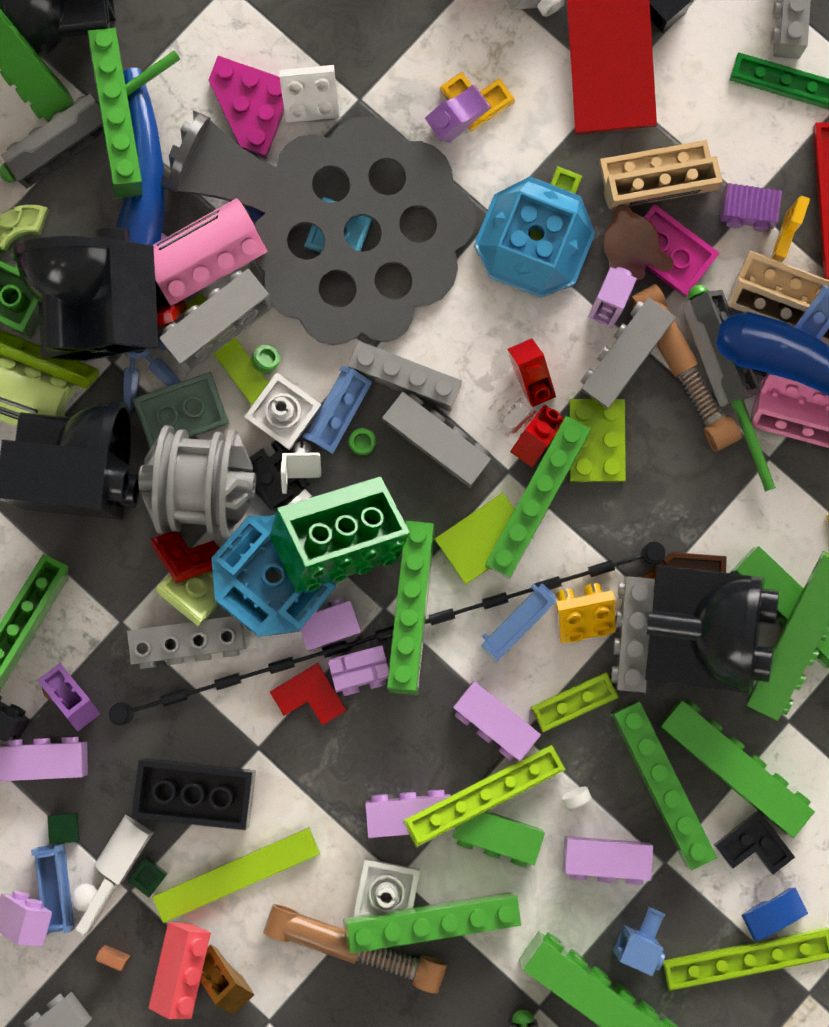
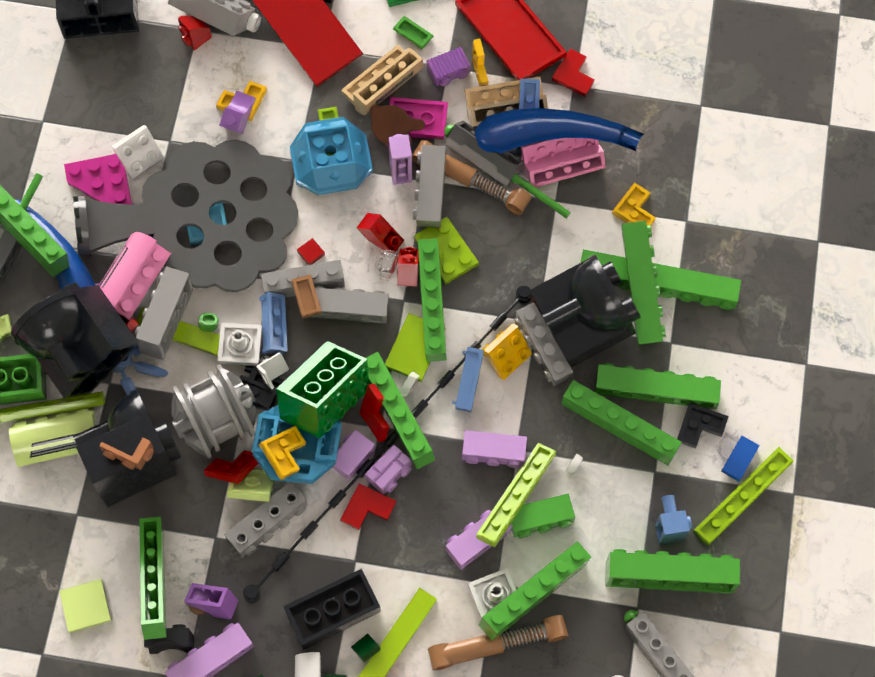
camera: 35 degrees left, 15 degrees down
(68, 500) = (142, 454): none -> nougat bracket
(184, 405) = (175, 372): sand green tile -> none
(205, 858) = (365, 648): none -> dark green tile
(238, 578) = (278, 450): none -> yellow tile
(362, 442) = (301, 336): bright green tile -> none
(382, 588) = (371, 412): none -> red tile
(392, 403) = (306, 296): none -> medium nougat tile
(437, 344) = (311, 252): none -> red tile
(447, 582) = (409, 384): none -> white tile
(574, 702) = (535, 409): lime tile -> none
(607, 859) = (617, 488): lavender brick -> none
(737, 133) = (413, 32): none -> bright green tile

